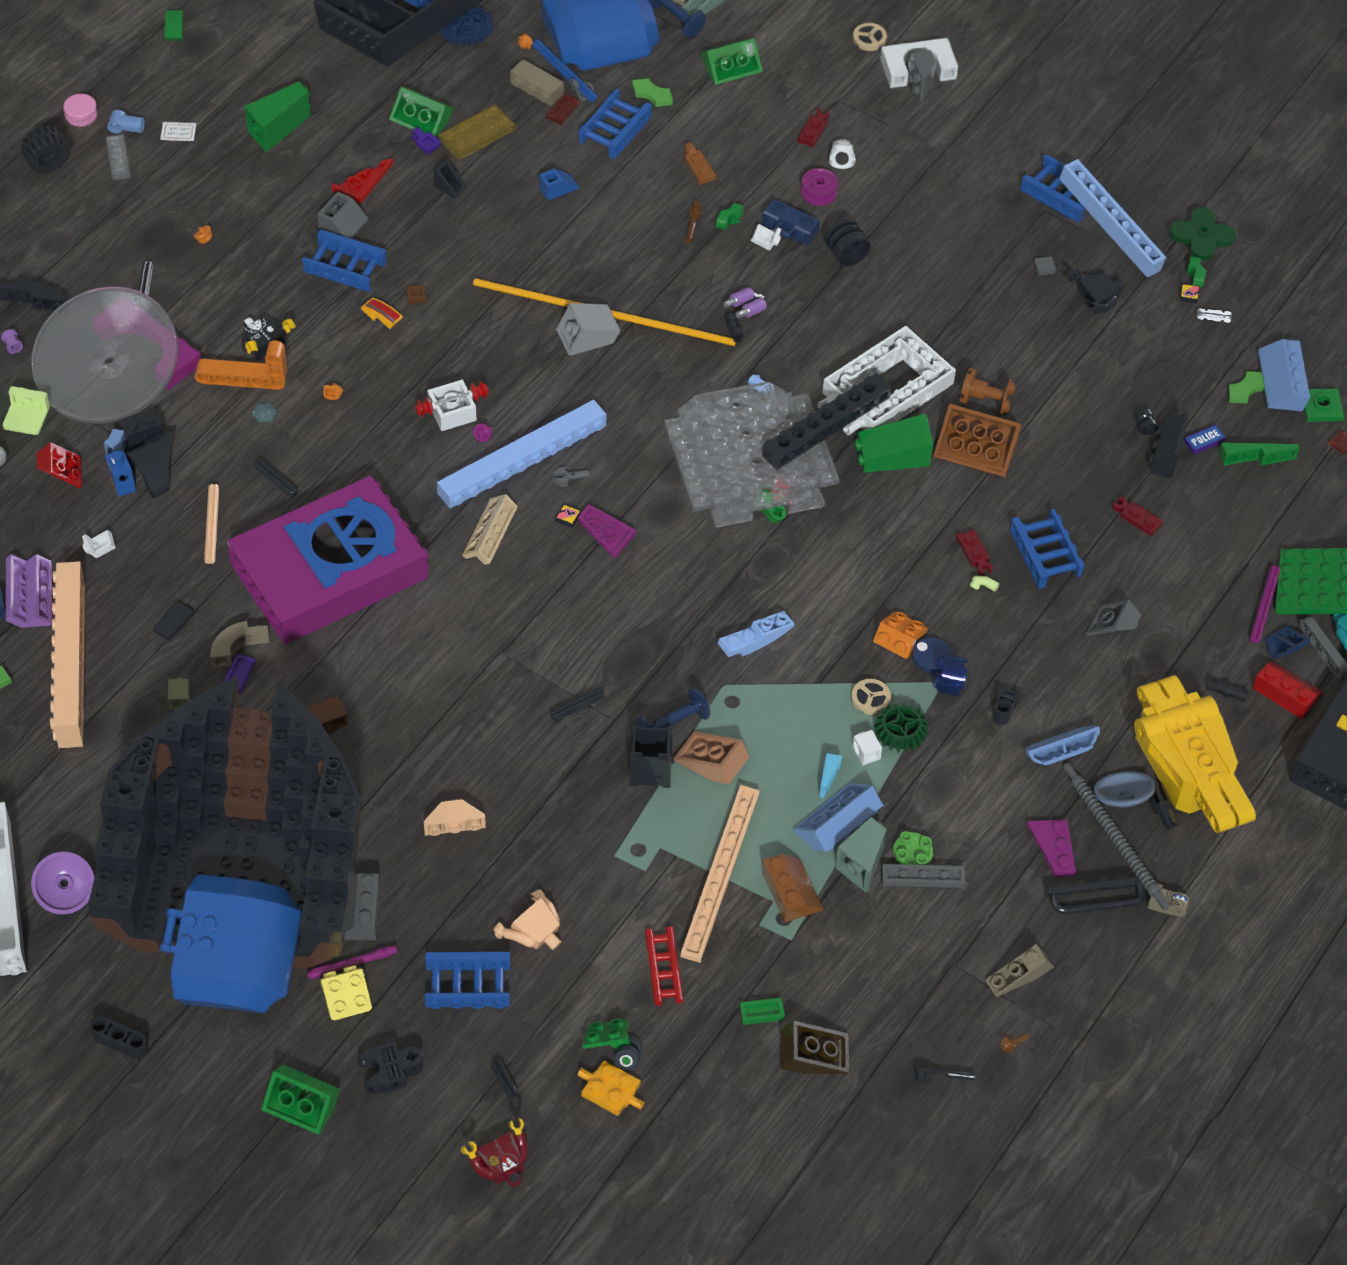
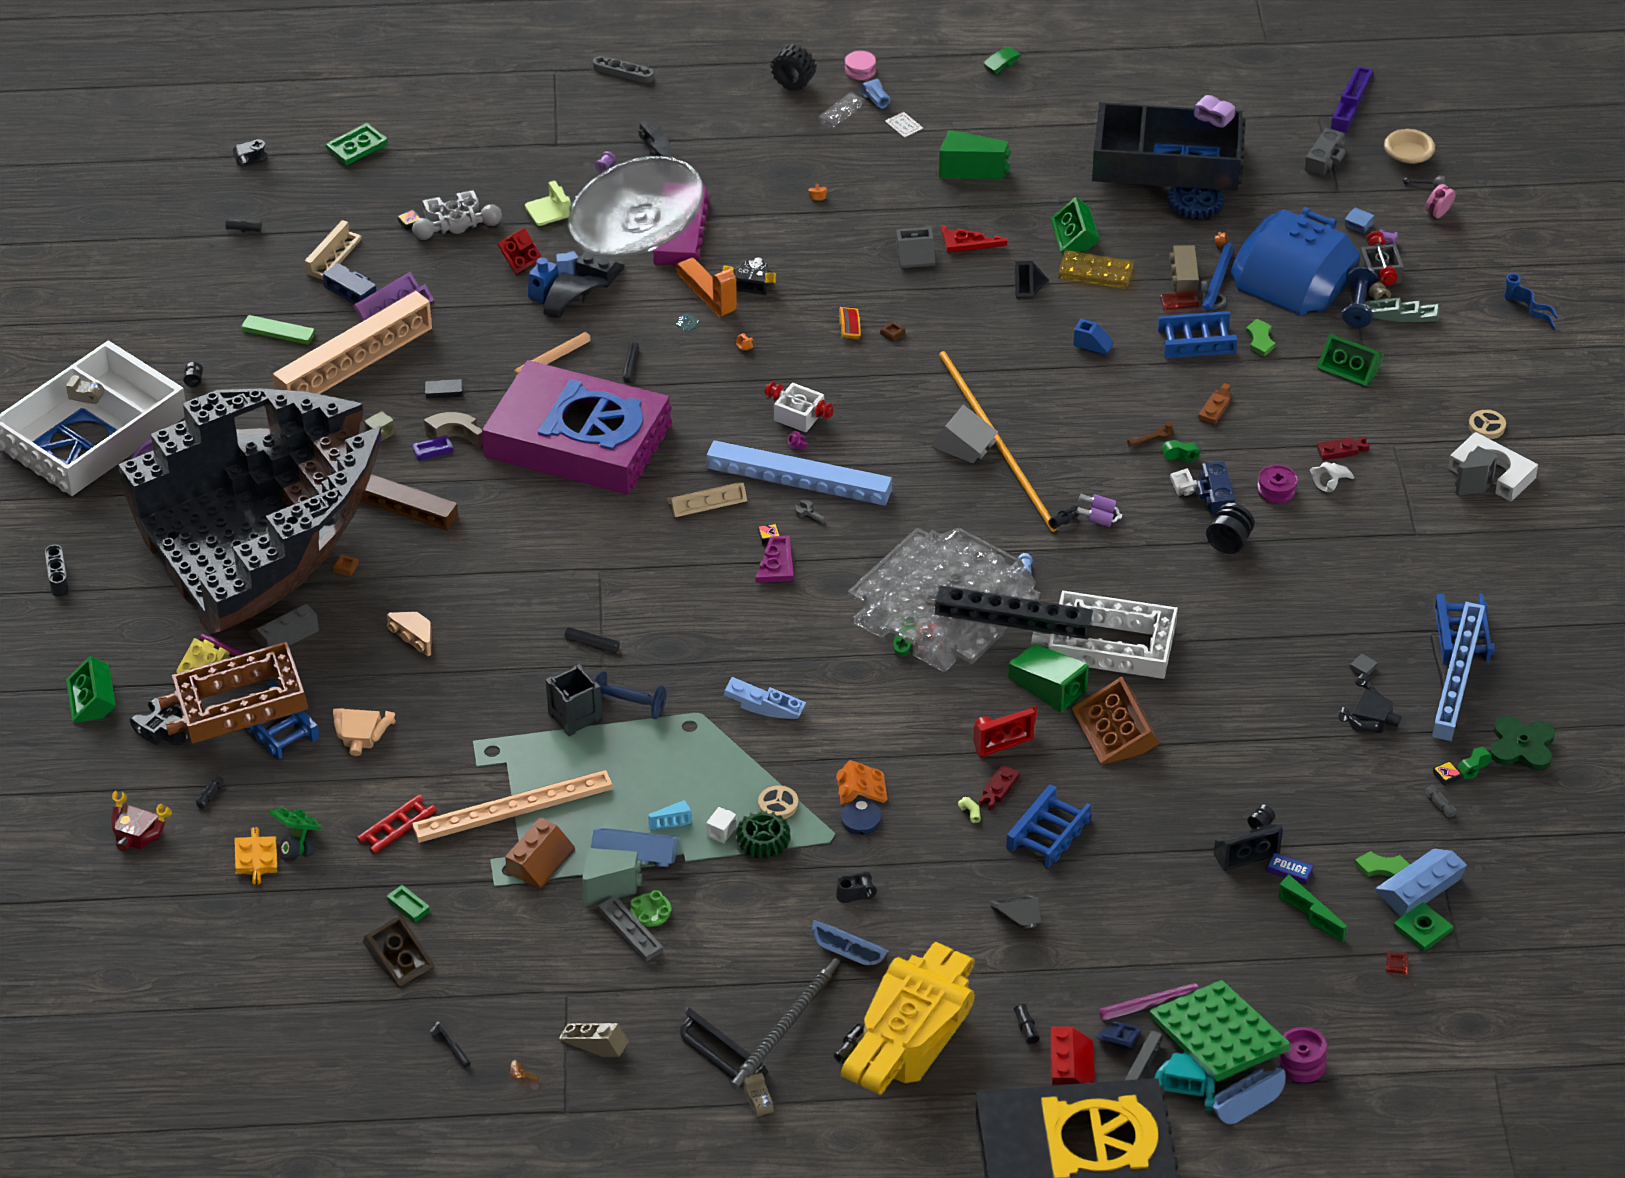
camera: 55 degrees right, 10 degrees down
(99, 544) = (468, 311): white bracket -> none
(145, 278) = (736, 192): axle -> none
(233, 944) = (164, 562): blue windscreen -> none
(349, 247) = (889, 265): blue fence -> none
(384, 1015) = (229, 675): none -> dark orange brick
(426, 142) = (1049, 248): dark purple plate -> none
(713, 756) = (618, 741): nougat slope -> none
(928, 516) = (1005, 732): none -> red slope
(950, 675) = (843, 832): clear blue brick -> none
(979, 389) = (1164, 685): dark orange piece -> none
(1055, 843) = (746, 996): magenta wing -> none
(1124, 789) = (839, 1005): sand blue dish -> none
(1138, 516) = (1153, 870): dark red plate -> none

